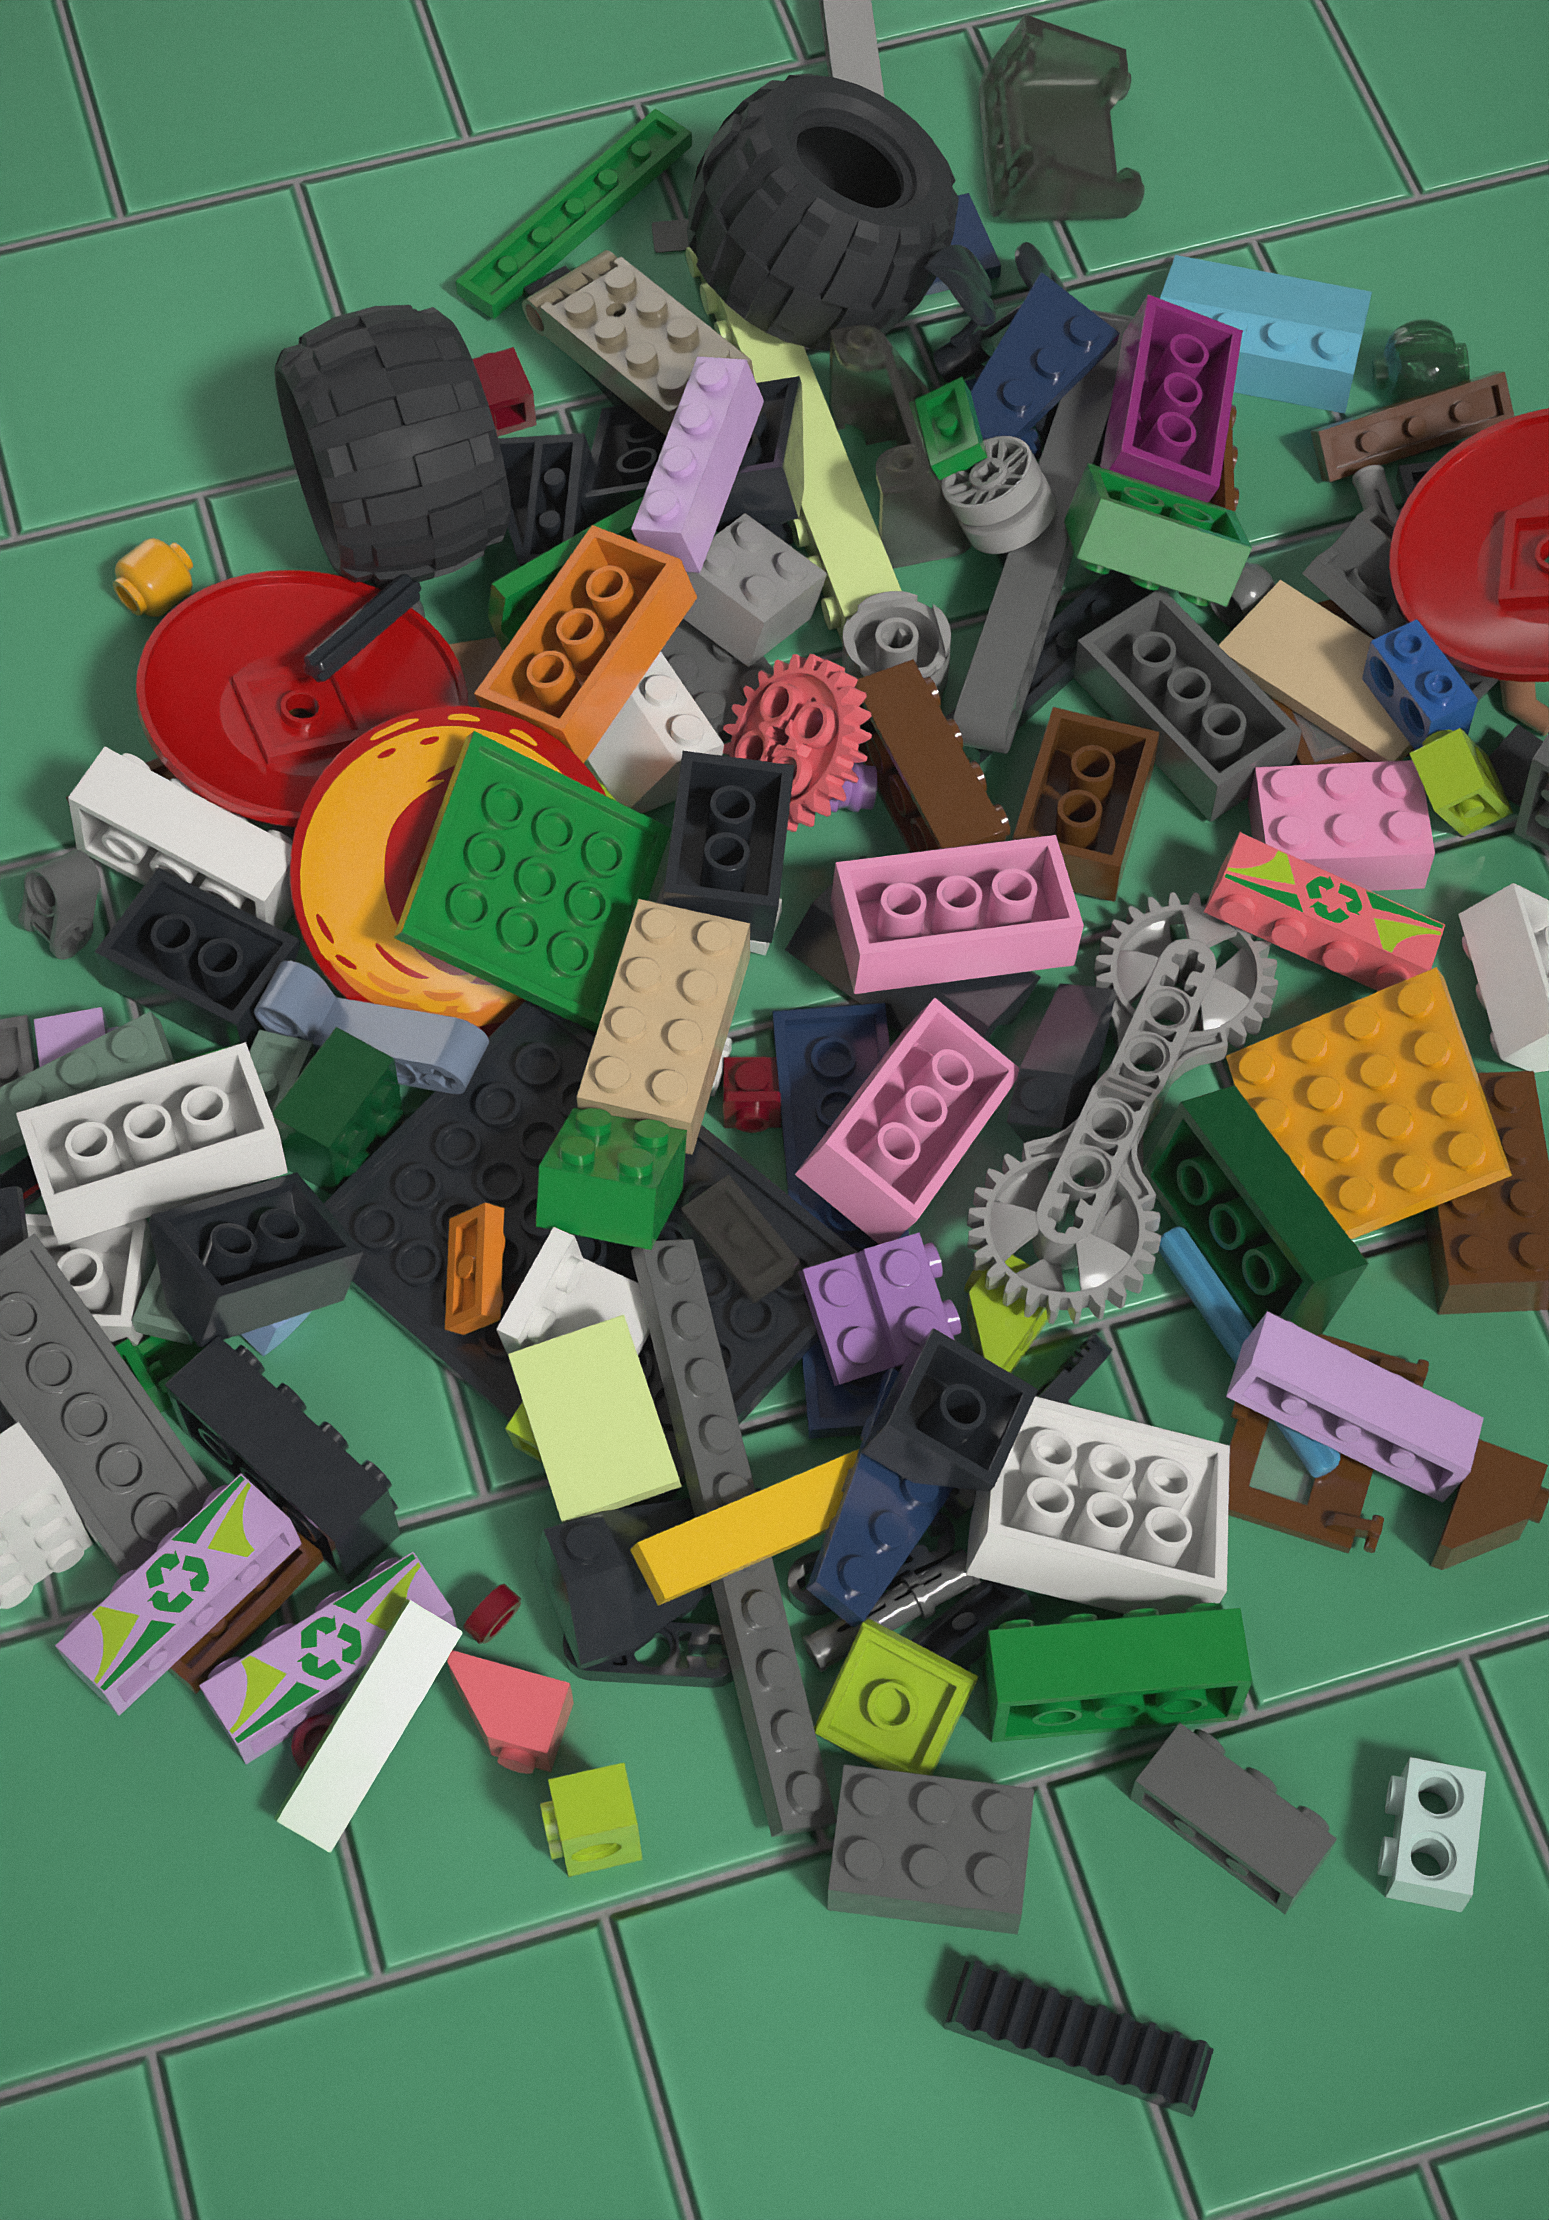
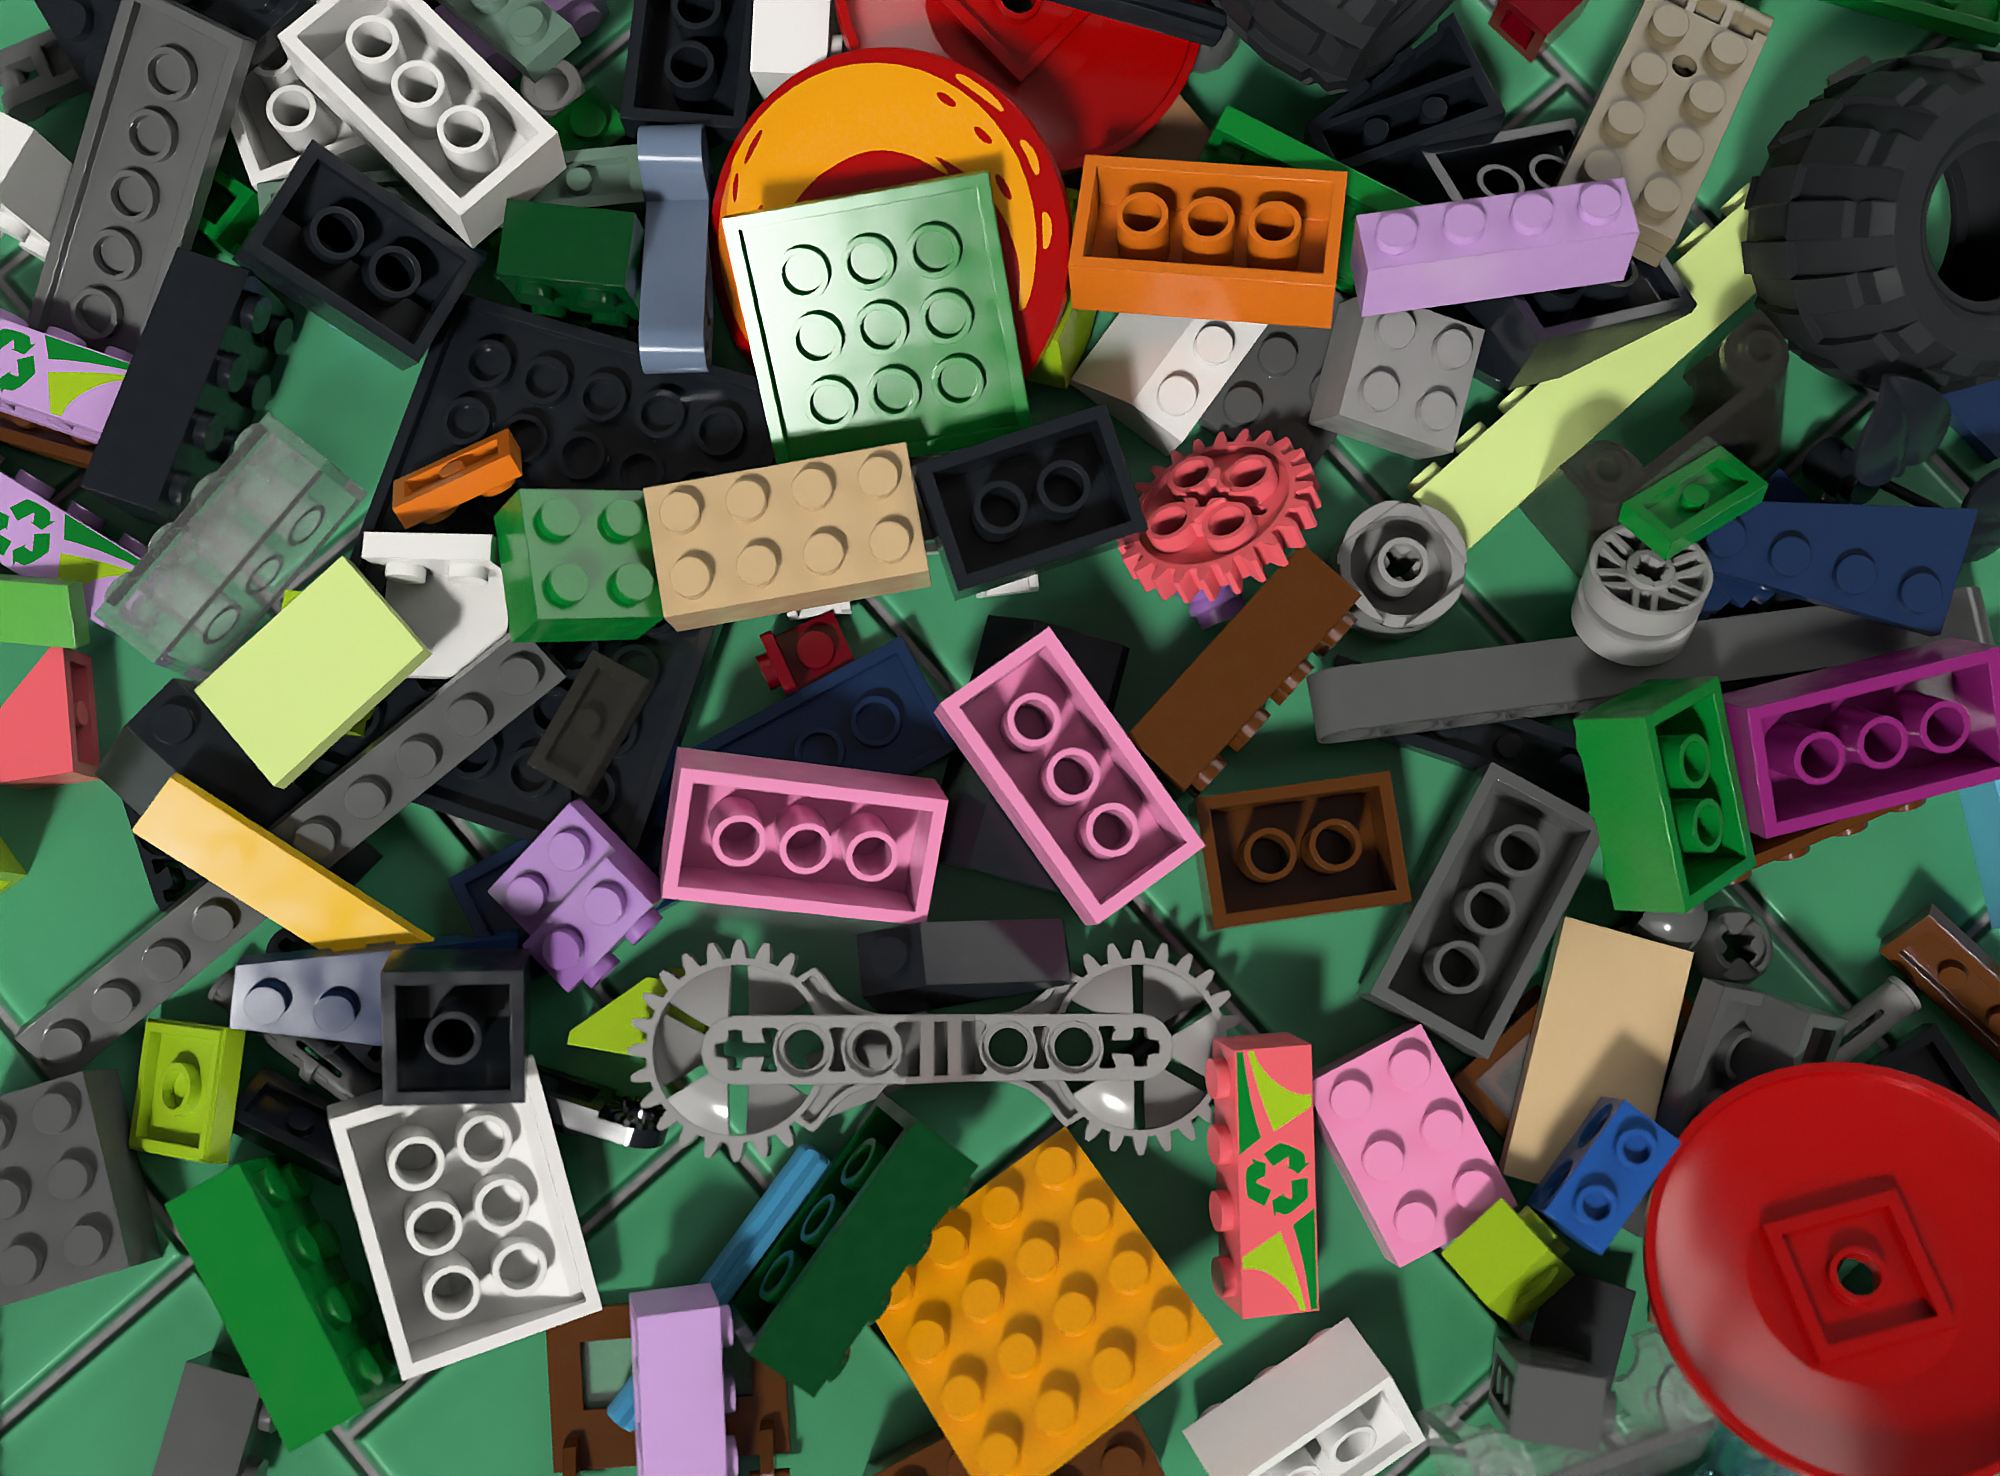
camera: 65 degrees right, 20 degrees up
(438, 1475) = (230, 551): none -> clear brick
(492, 1614) = (134, 666): dark red tile -> none
(1286, 559) = (1752, 945): none -> dark grey piece

